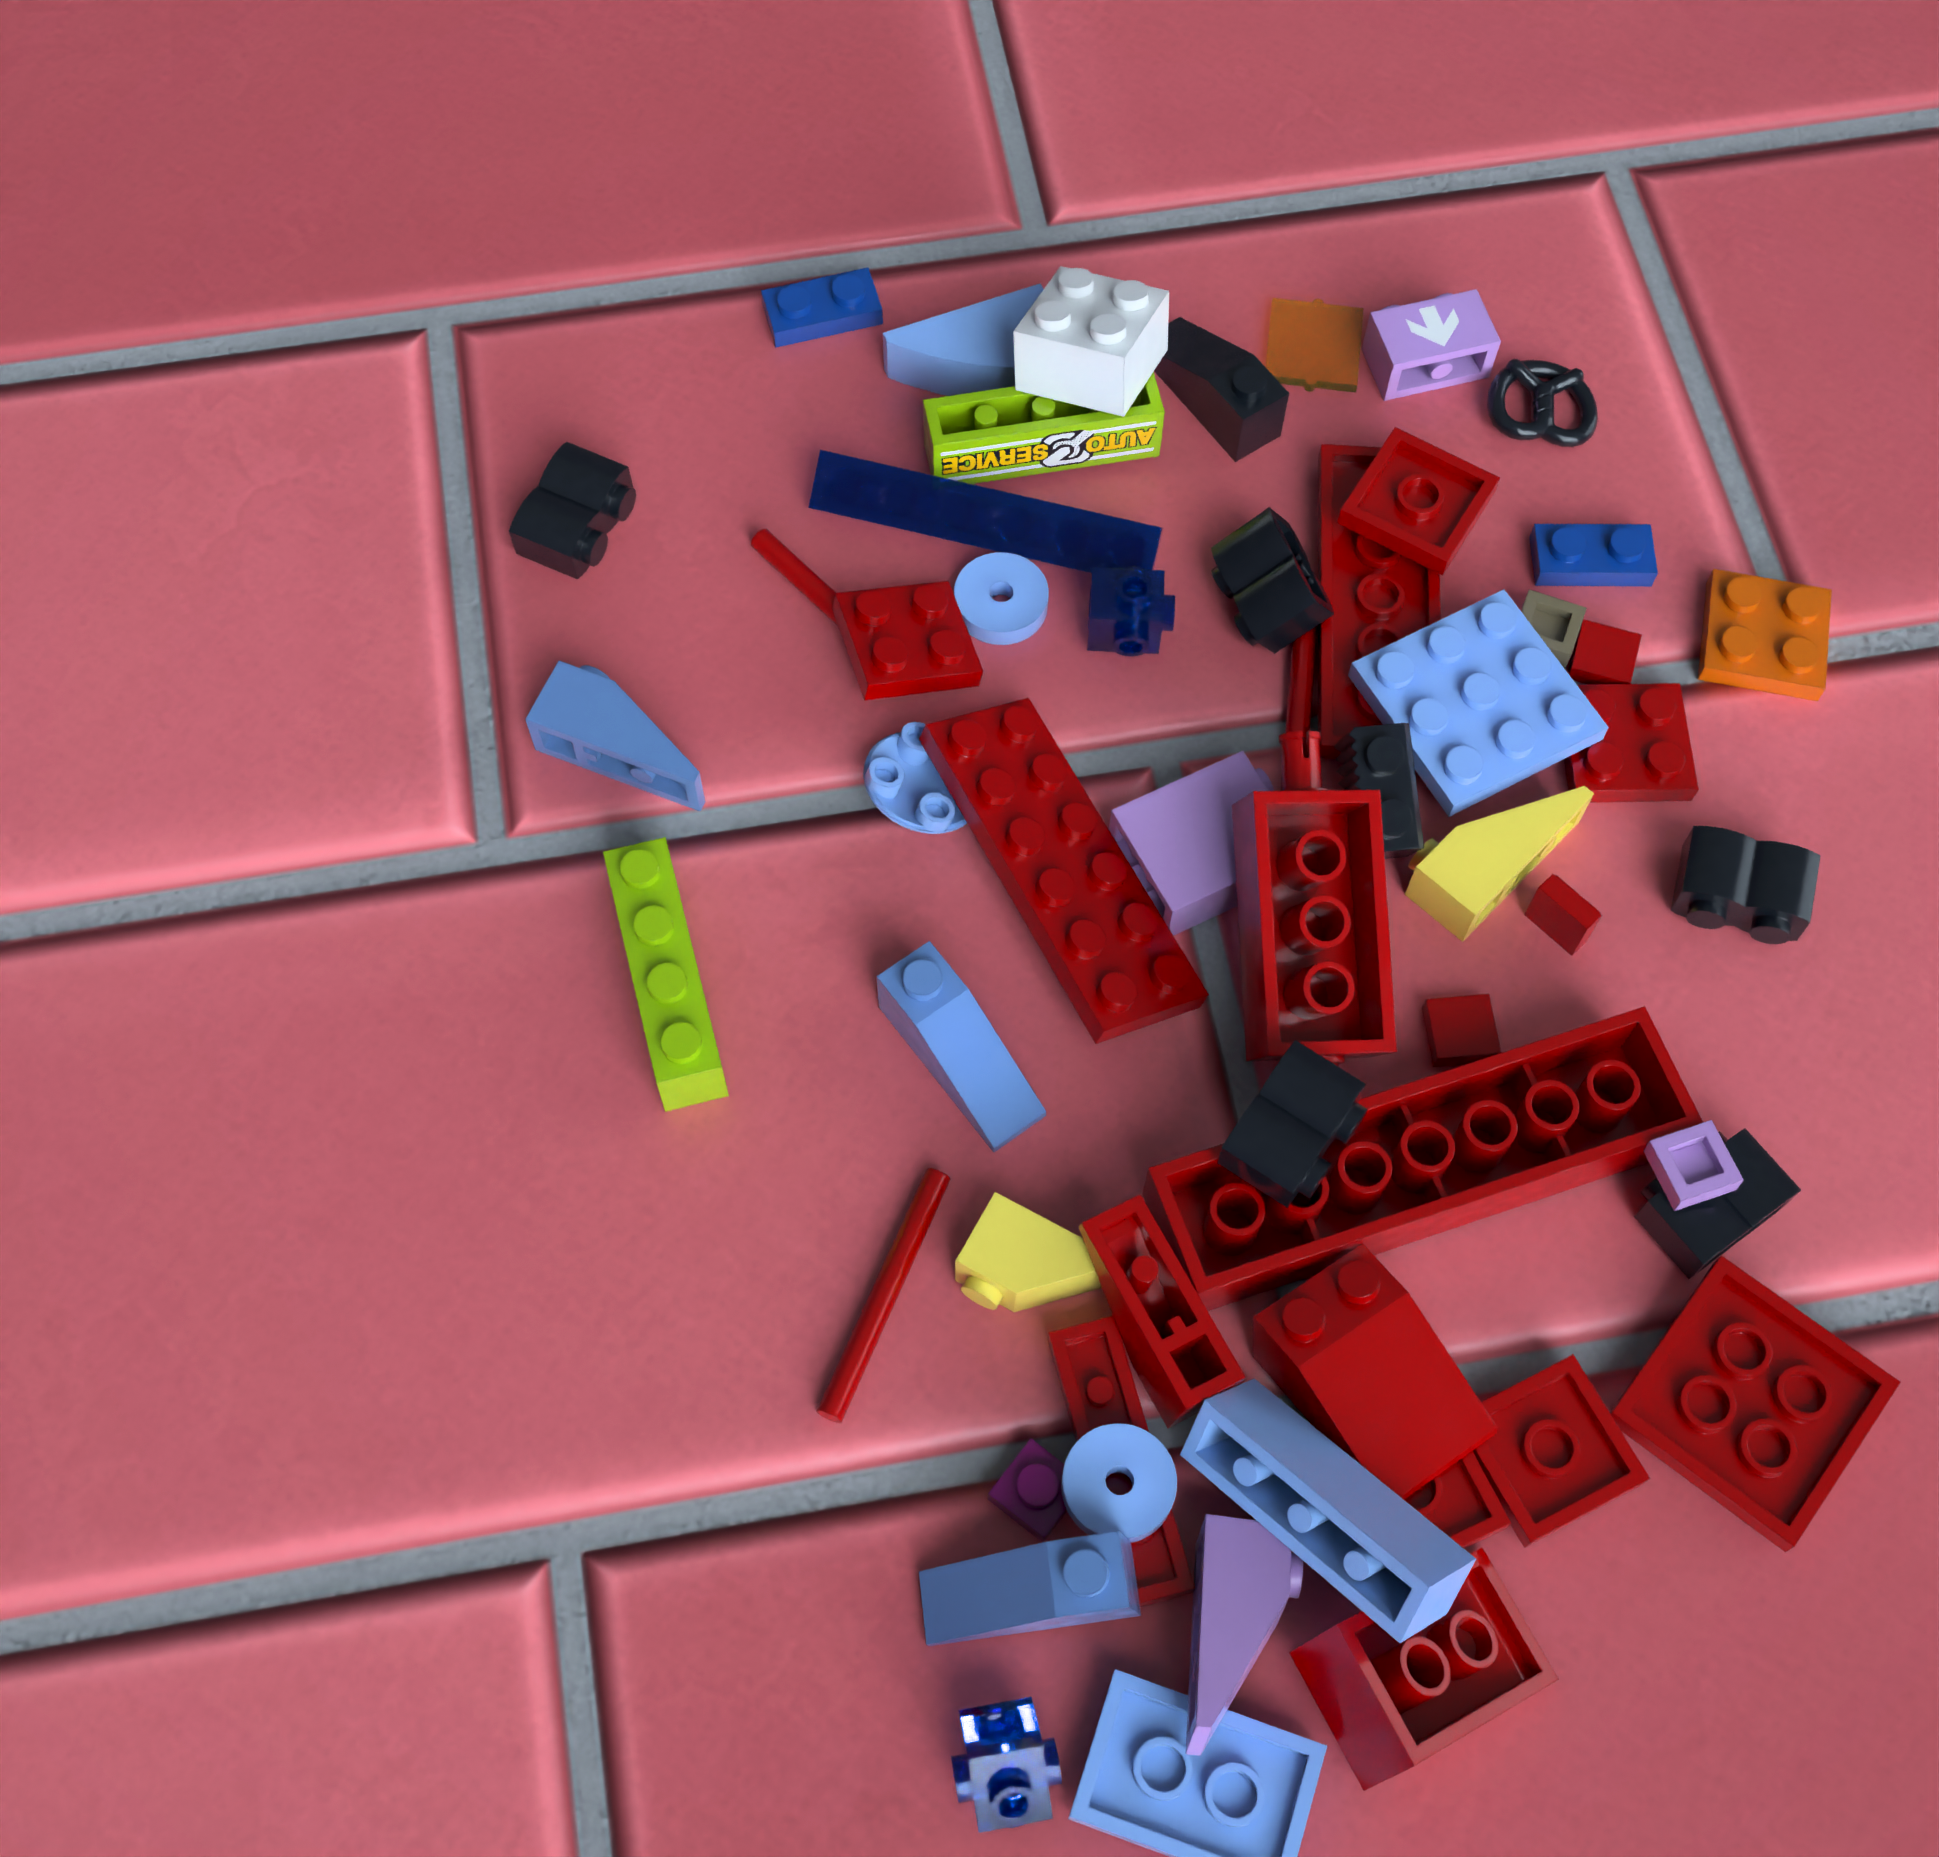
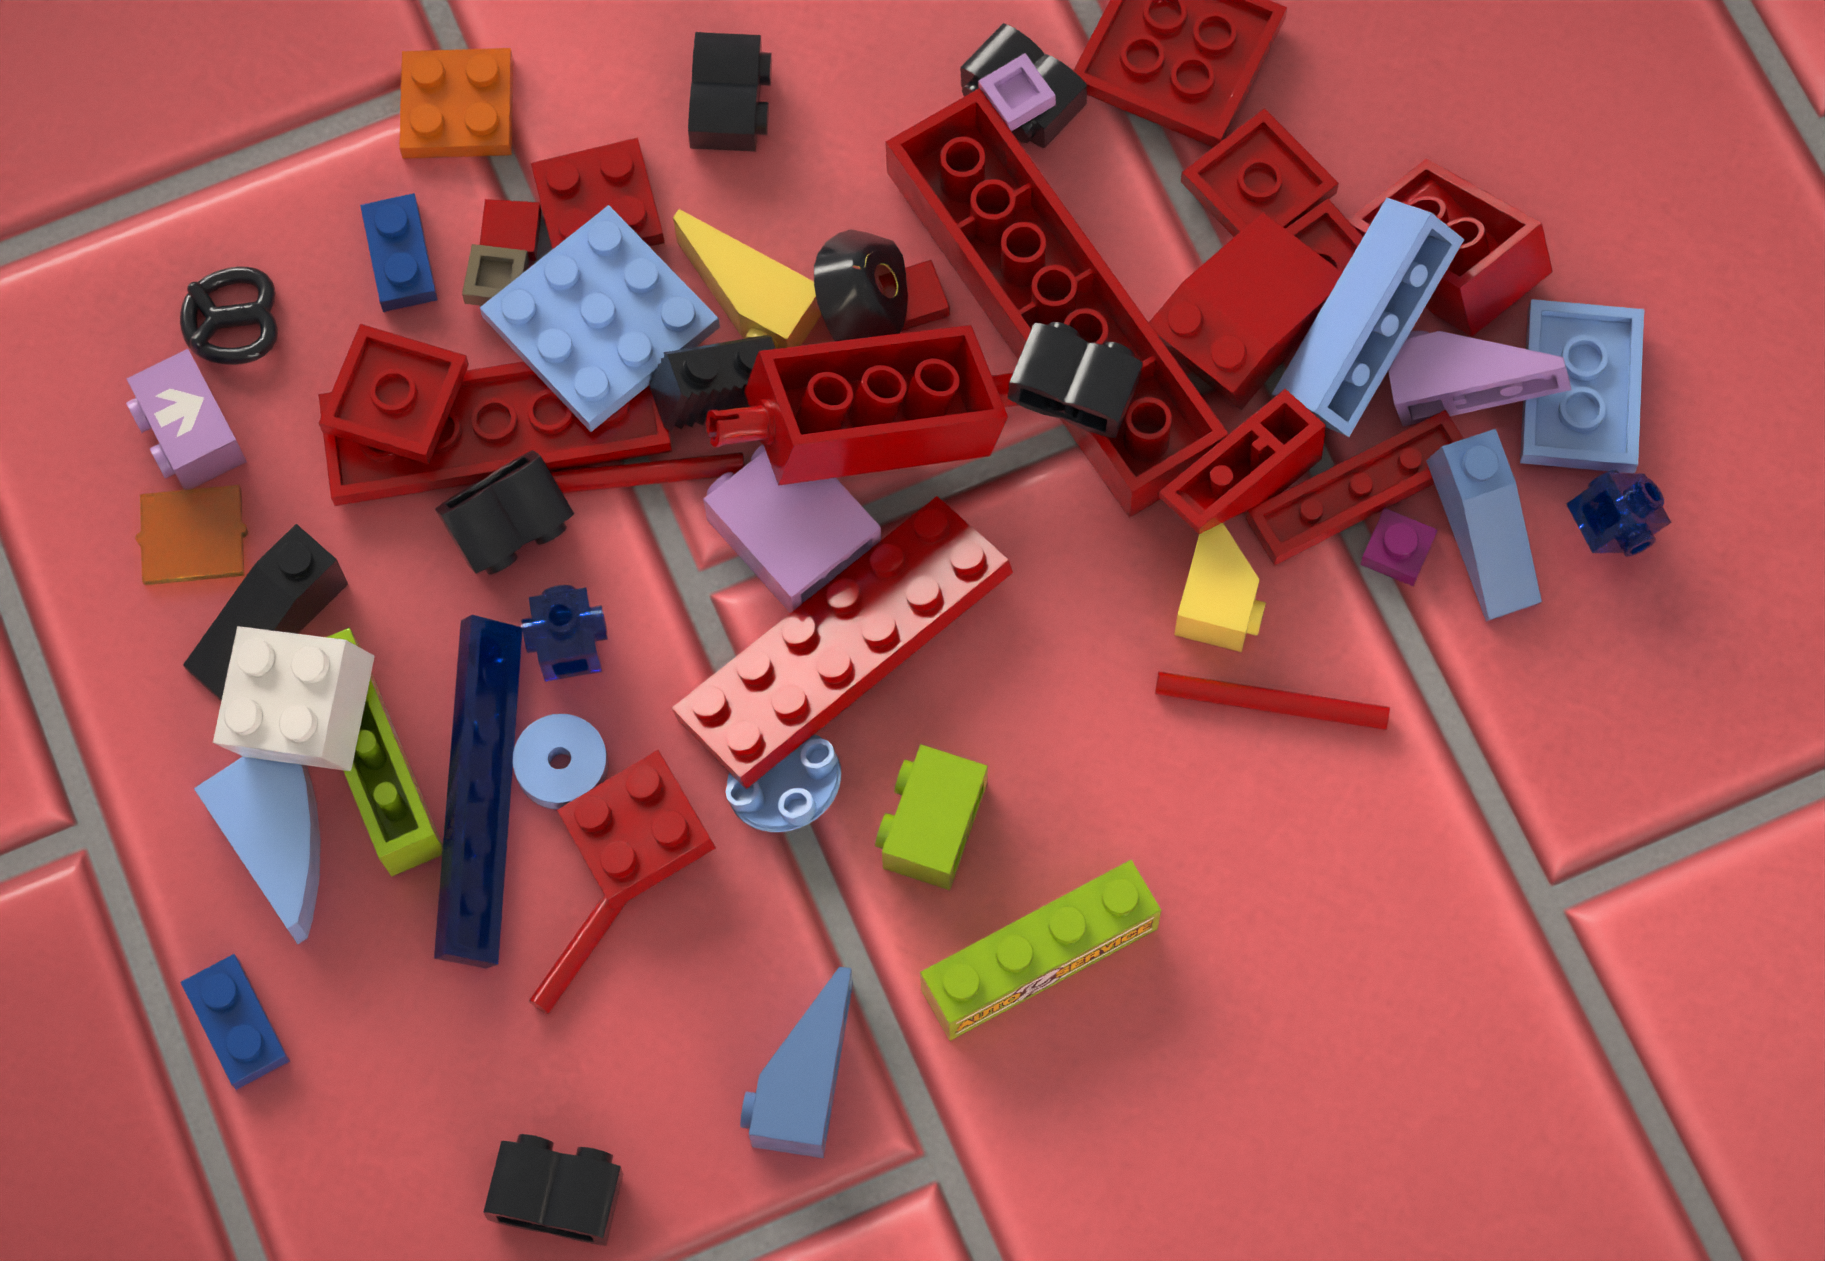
camera: 100 degrees left, 5 degrees up
(842, 907) = (932, 817): none -> lime brick
(958, 1045) = (1038, 690): medium blue slope -> none
(1127, 1451) = (1390, 451): light blue piece -> none
(1452, 939) = (850, 296): none -> black piece
(1562, 914) = (791, 226): red tile -> none

